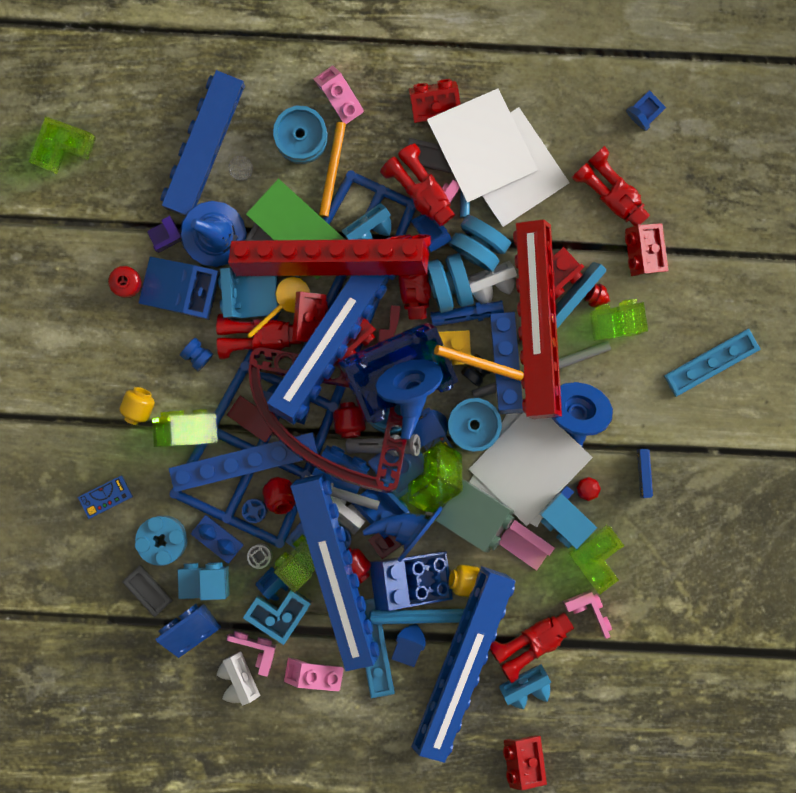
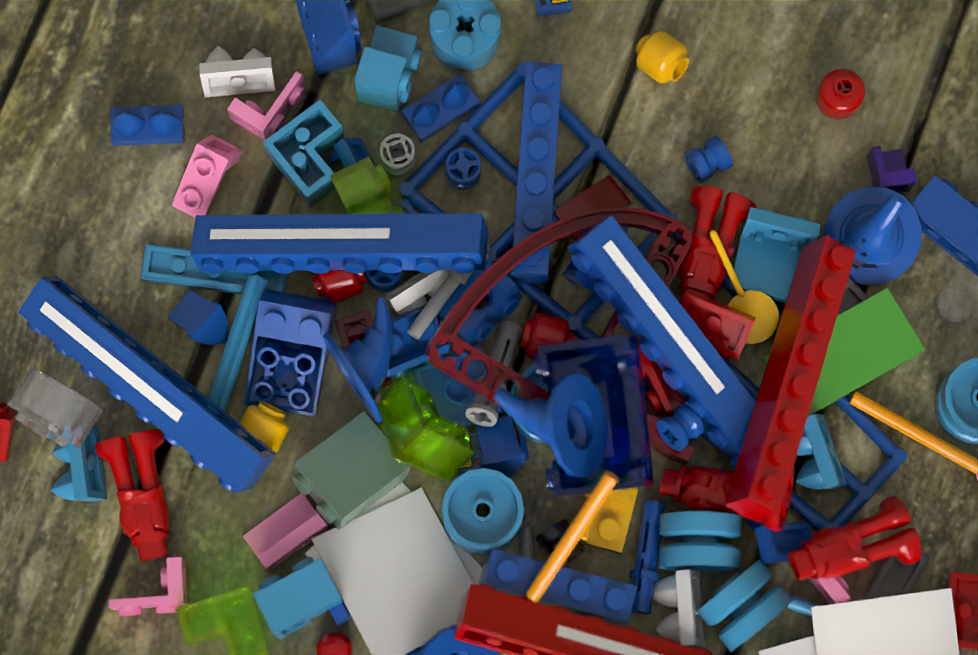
camera: 105 degrees right, 10 degrees down
(179, 287) = (808, 166): blue slope -> none
(179, 429) = (605, 114): clear neon green brick -> none
(278, 495) = (474, 199): red head -> none
(291, 726) = (147, 125): none -> blue tile
(382, 317) = (680, 427): none -> blue wheel
(499, 715) = (53, 409): none -> clear brick

